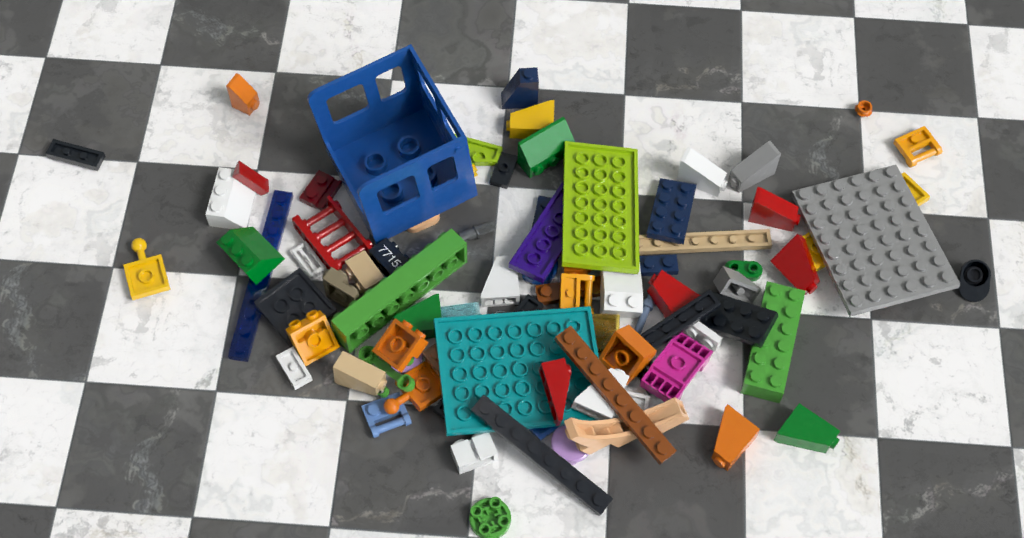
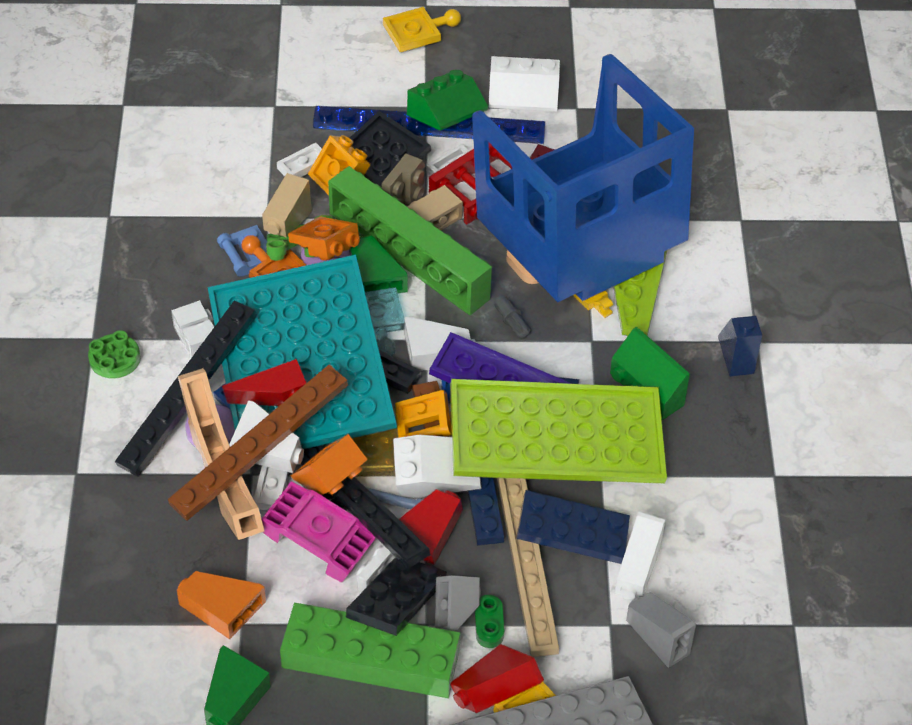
camera: 85 degrees right, 10 degrees down
(242, 95) = (673, 71): orange slope -> none
(251, 178) = (553, 93): red slope -> none
(387, 256) = (463, 226): black brick -> none
(503, 170) = (606, 339): black plate -> none
(530, 120) = (706, 370): yellow slope -> none
(773, 211) = (588, 646): red slope -> none

